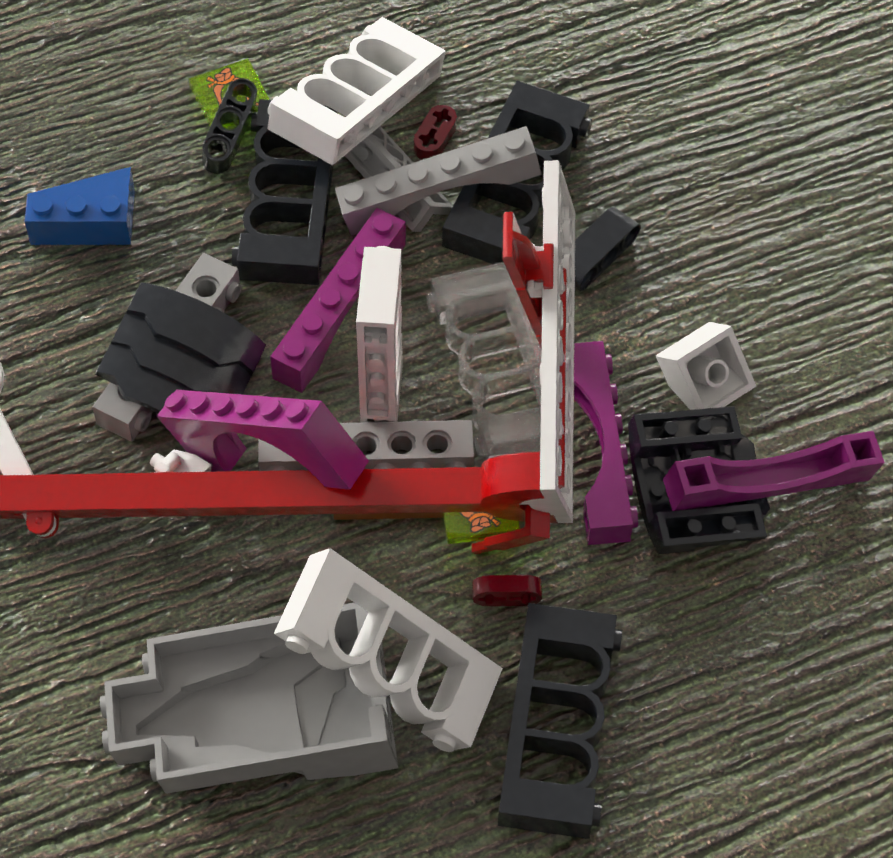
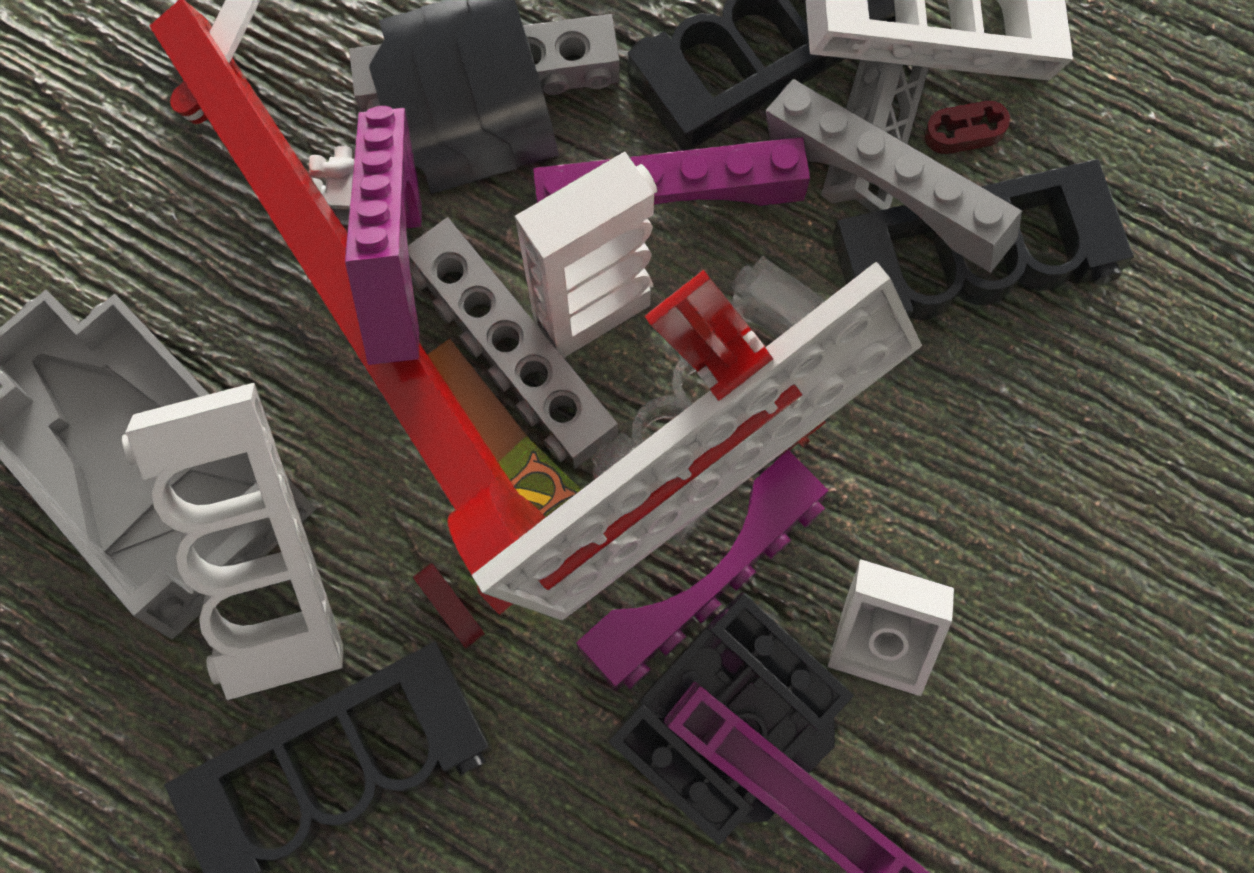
camera: 55 degrees right, 15 degrees up
(602, 245) = (955, 398): black beam -> none

